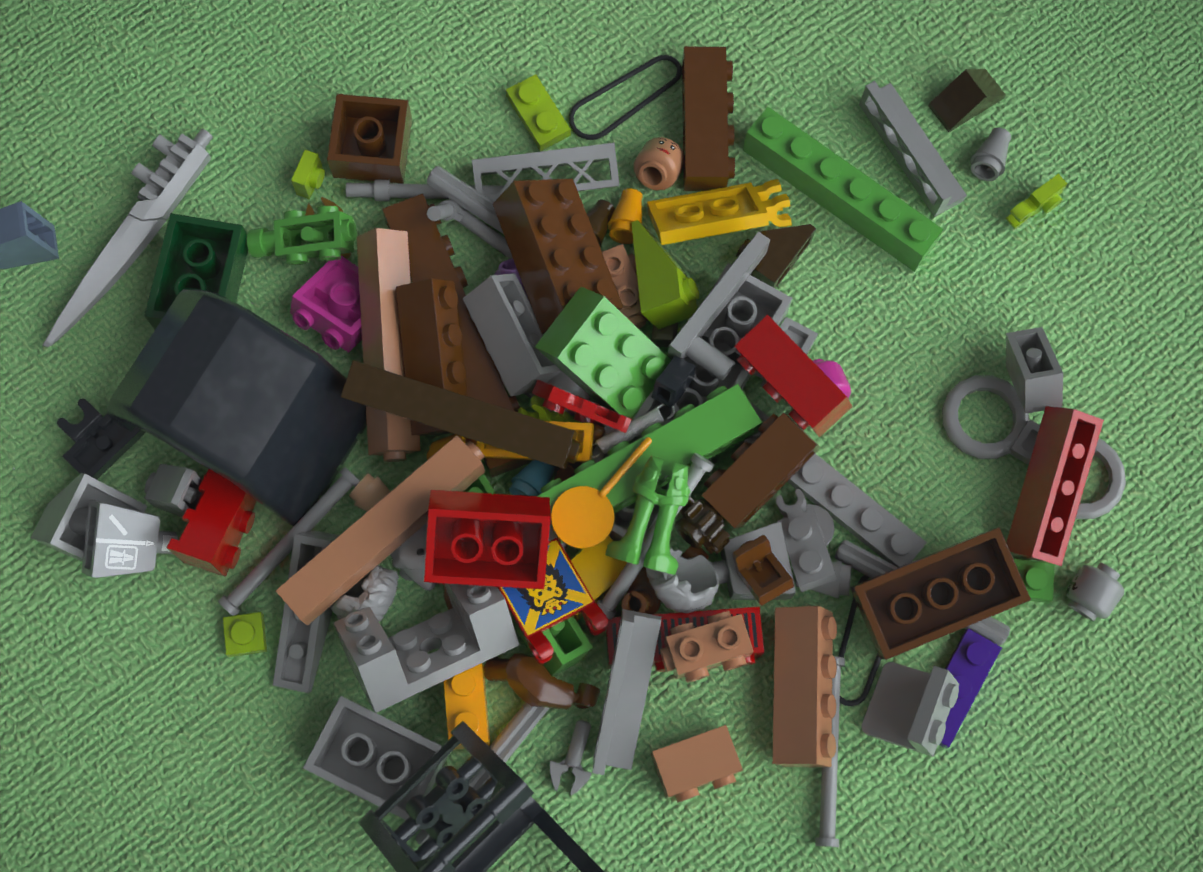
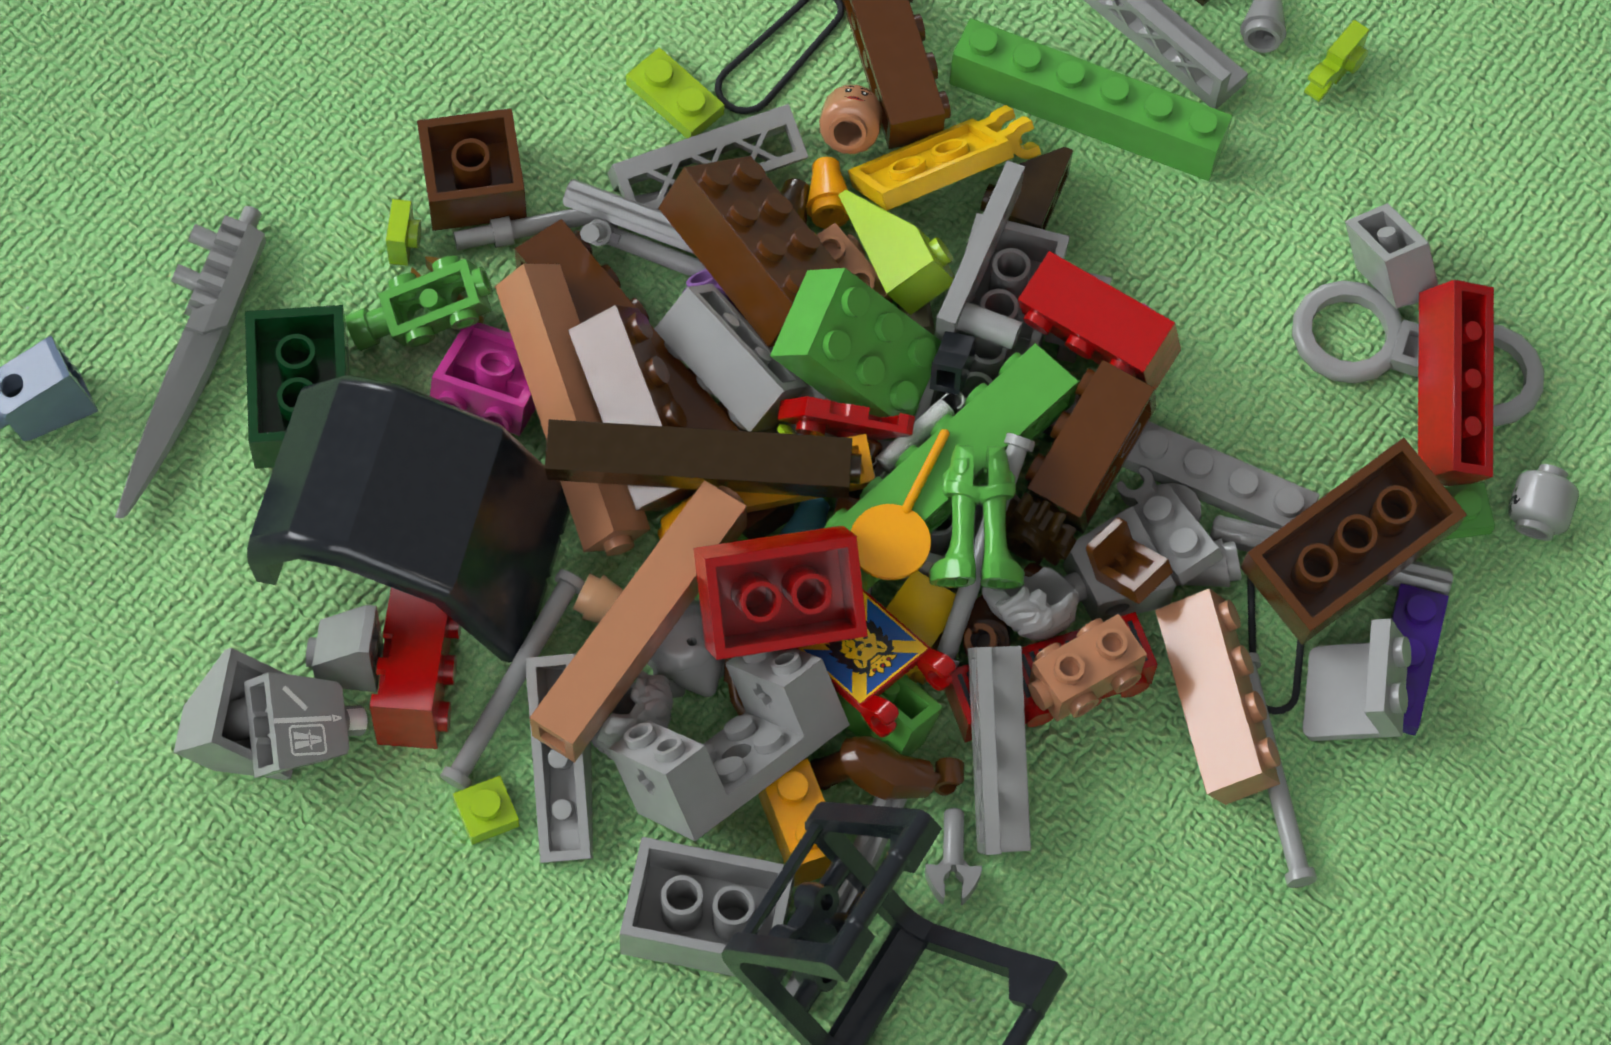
camera: 15 degrees left, 10 degrees down
(97, 441) = (222, 614): black plate -> none
(696, 763) = (1111, 821): nougat brick -> none

